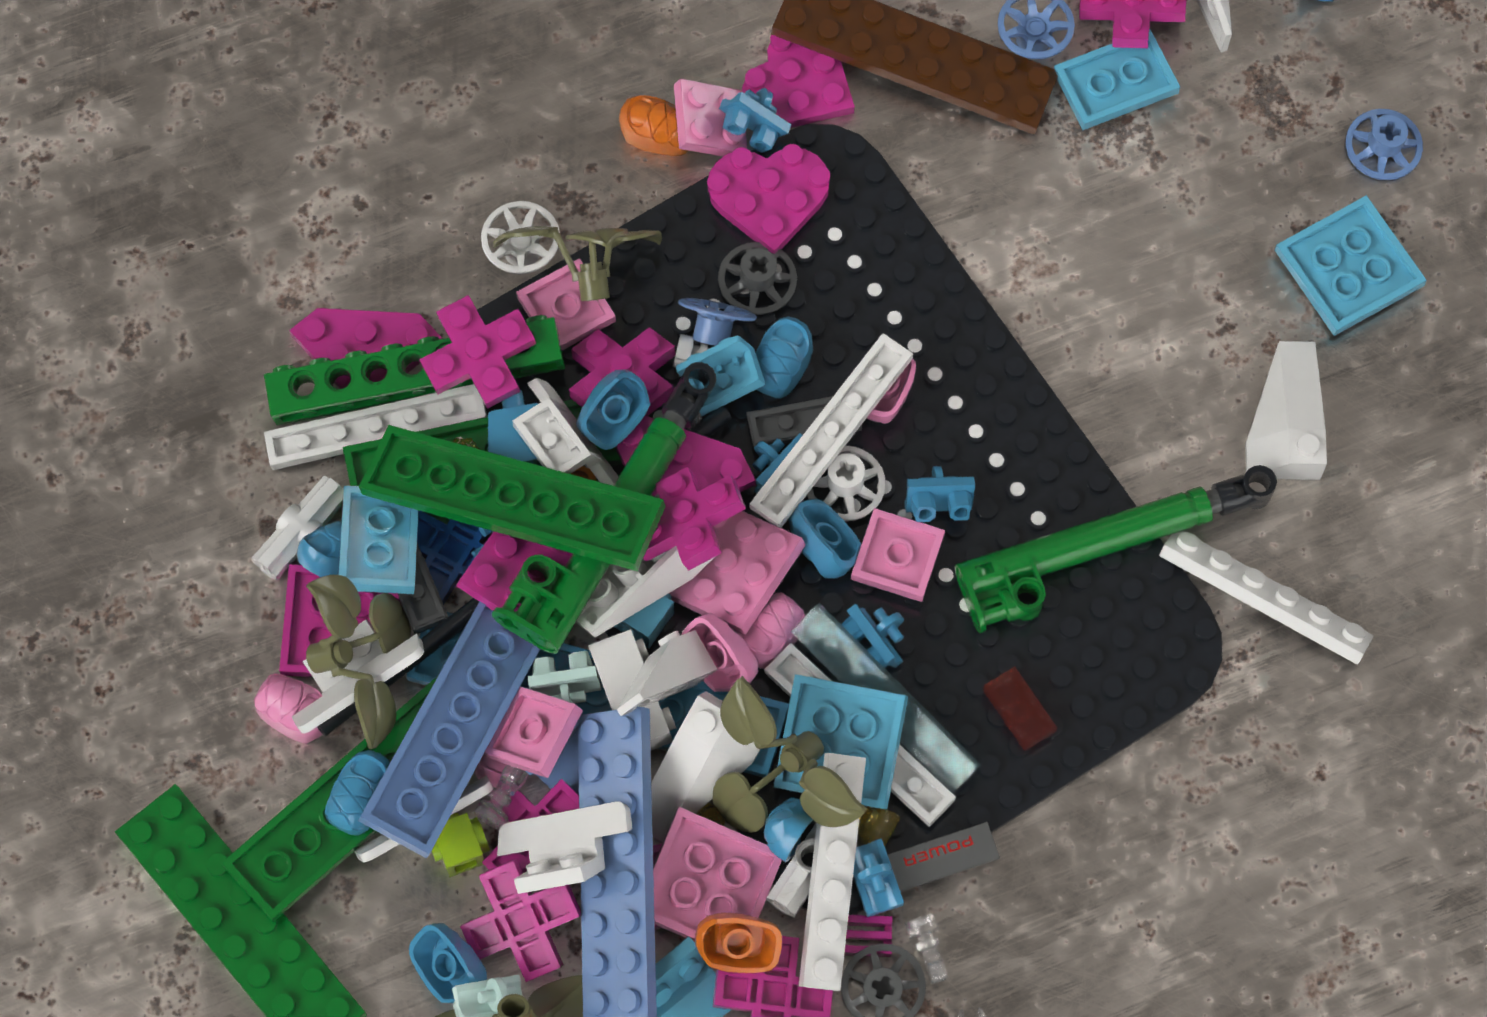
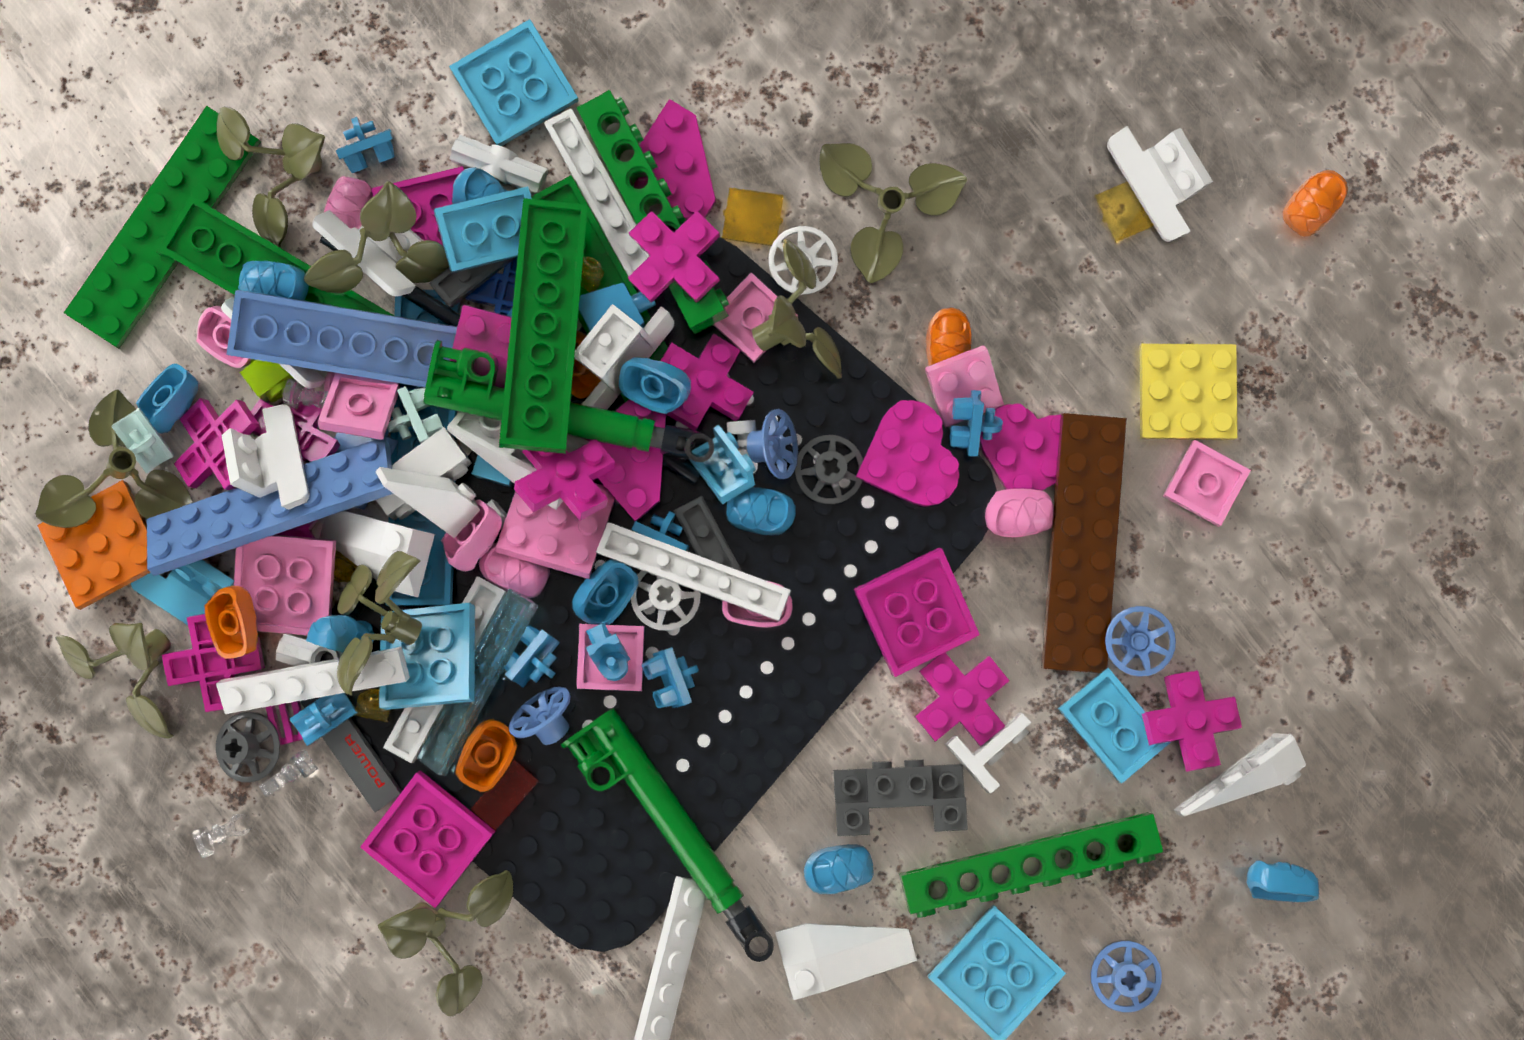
camera: 70 degrees right, 15 degrees up
(212, 487) = (514, 83): none -> medium azure plate
(221, 712) = (300, 159): none -> olive plant
(226, 650) = (353, 153): none -> dark azure hips
(396, 878) = (214, 336): none -> bright pink piece
(449, 280) = (752, 216): none -> clear yellow piece
(487, 98) = (875, 250): none -> olive plant
(864, 103) = (1019, 512): none -> bright pink piece
(893, 540) = (607, 653): none -> dark azure hips
(940, 231) = (916, 612): none -> dark pink plate
(948, 638) = (546, 719): none -> medium blue wheel
(970, 712) = (486, 755): none -> orange piece
(1045, 220) = (962, 698): none -> dark pink plate
(1046, 807) = (427, 839): none -> dark pink plate
(1116, 220) = (990, 751): none -> white bracket
(1125, 290) = (899, 787): none -> dark grey bracket
(1143, 825) = (409, 930): none -> olive plant
(1195, 390) = (838, 869): none -> dark azure piece
(1233, 315) = (1144, 846): none -> green brick

